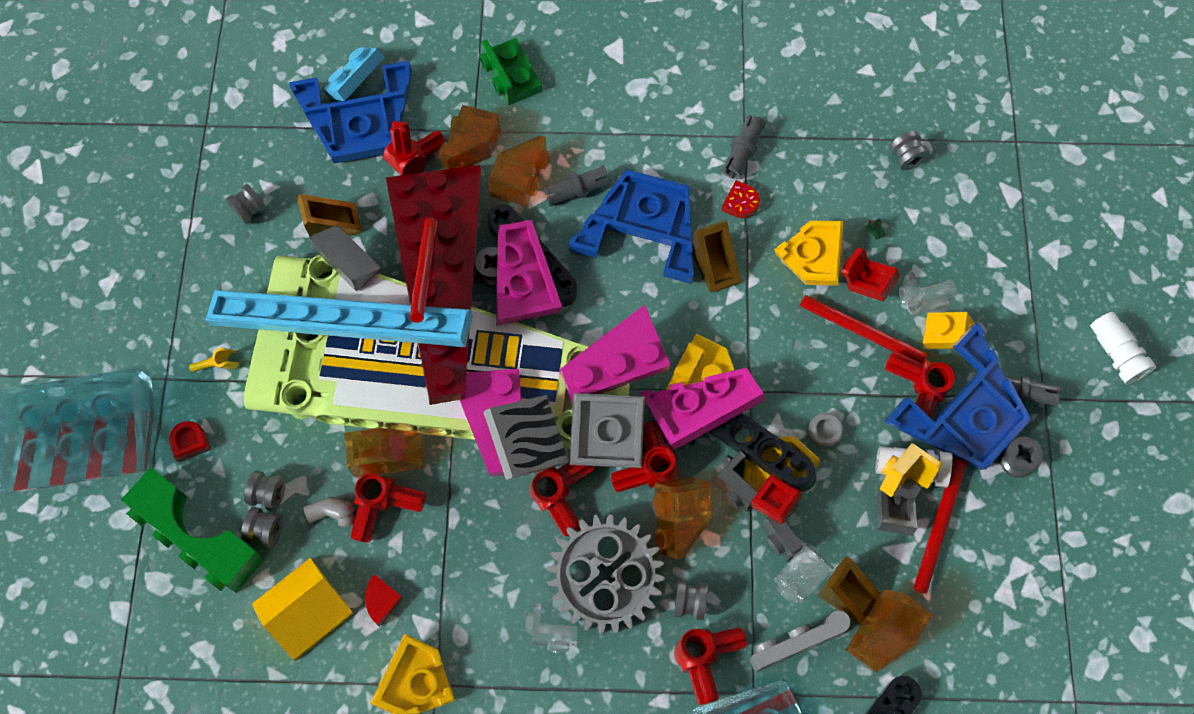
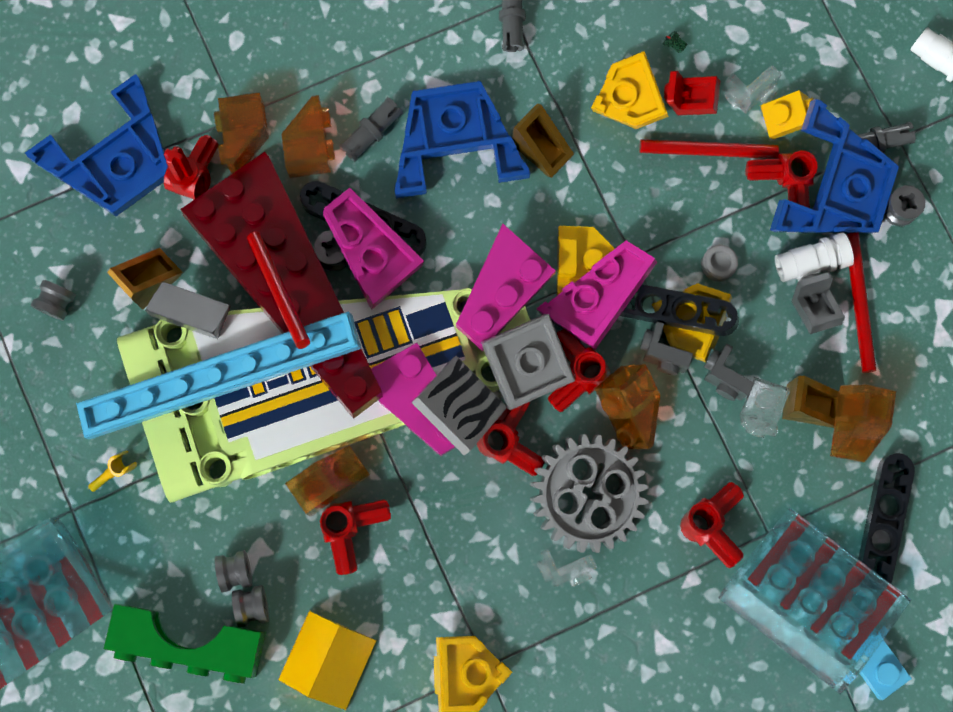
camera: 30 degrees left, 10 degrees up
(188, 440) = (129, 559): red tile -> none
(331, 507) = (306, 555): light grey arm -> none
(346, 80) = (85, 113): medium azure plate -> none
(380, 600) = (396, 616): red tile -> none
(511, 70) = (242, 36): green bracket -> none
(691, 600) = (676, 479): flat silver wheel -> none
(741, 201) = (536, 71): red tile -> none
(776, 499) = (711, 351): red tile -> none
(800, 640) = (789, 467): light grey plate -> none
(911, 464) = (819, 260): yellow bracket -> none

